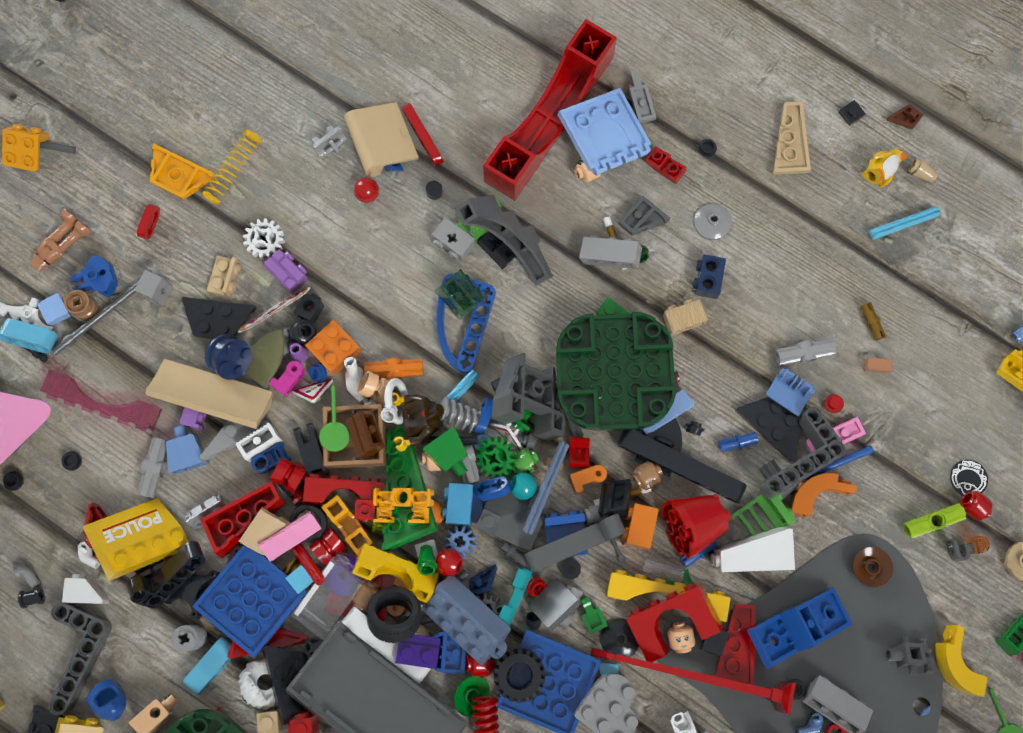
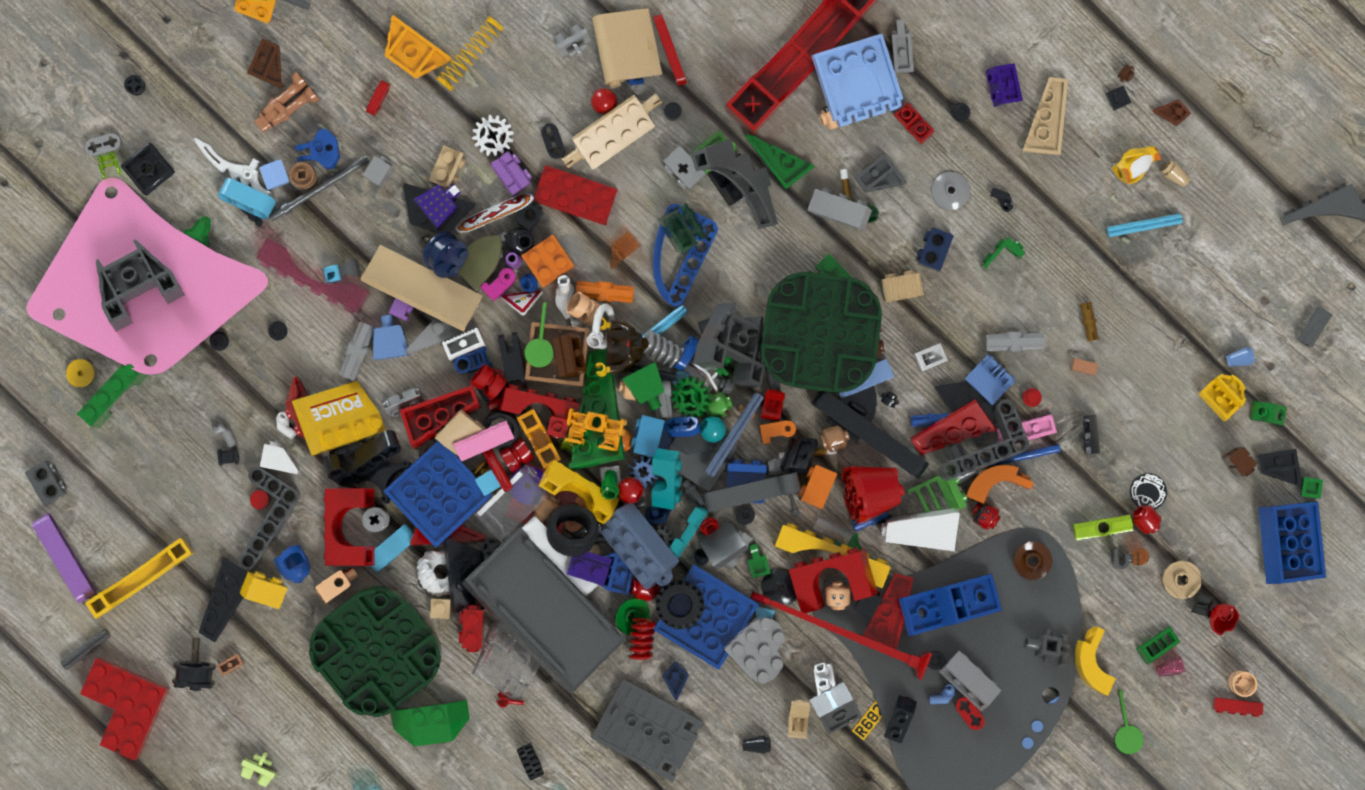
camera: 10 degrees right, 10 degrees up
(37, 207) = (267, 63): none -> reddish brown wing
(68, 637) = (260, 499): none -> red tile
(123, 394) = (335, 272): none -> leg
(153, 675) = (337, 549): none -> red arch
(216, 309) = (437, 204): none -> dark purple torso
(319, 237) = (557, 139): none -> black beam
(352, 282) = (575, 195): none -> red plate
(379, 217) = (613, 132): none -> tan plate
(406, 325) = (623, 248): none -> clear orange slope
(483, 529) = (667, 465): none -> teal arch
(548, 222) = (784, 166): none -> green wing
(725, 381) = (930, 357): none -> white slope
(743, 116) = (1004, 84): none -> dark purple bracket
(765, 219) = (1004, 198): none -> black arm
(769, 442) = (962, 424): none -> red wing
(781, 261) = (1013, 247): none -> green bracket
(814, 529) = (985, 515): none -> red head
(855, 89) = (1126, 73): none -> reddish brown plate
(901, 435) = (1090, 437): none -> black slope

